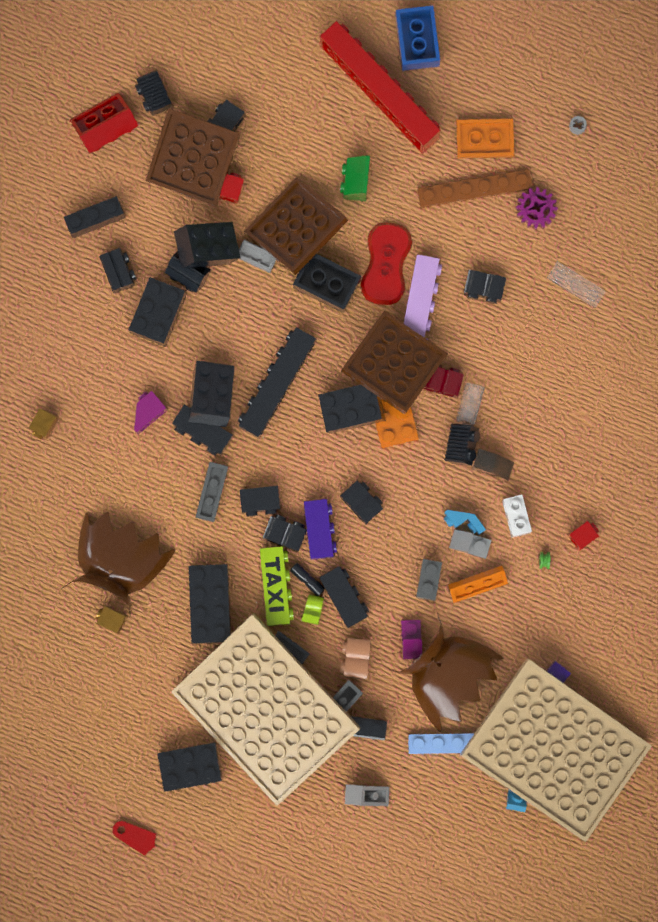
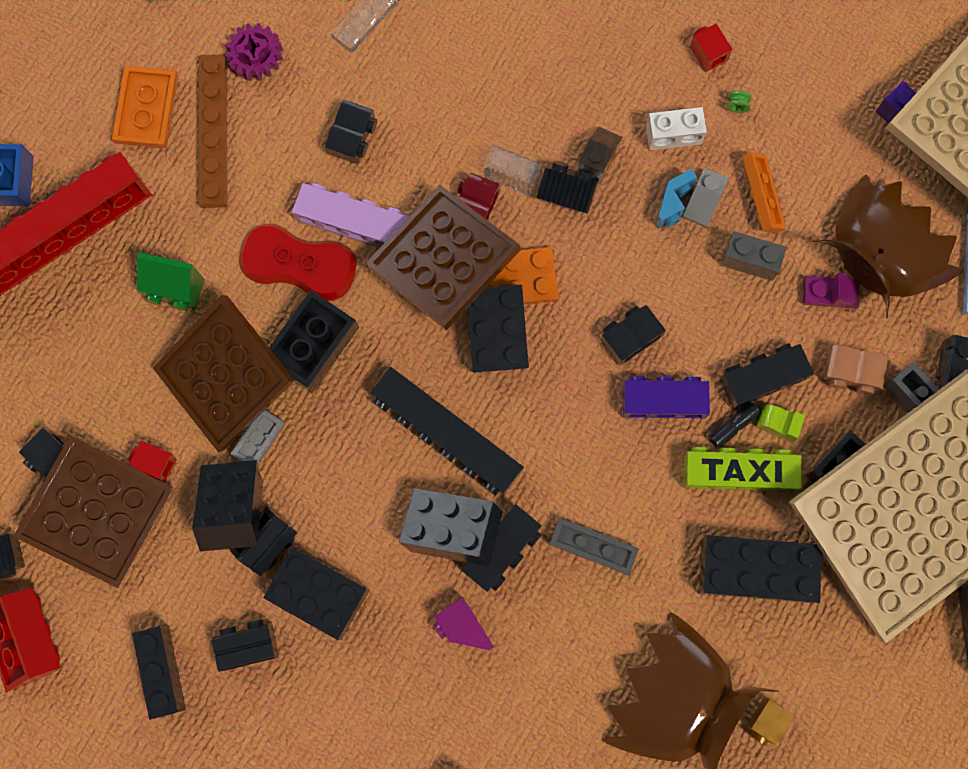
camera: 80 degrees left, 5 degrees down
(260, 500) = (614, 477): black brick -> none
(285, 533) = (666, 447): black brick -> none

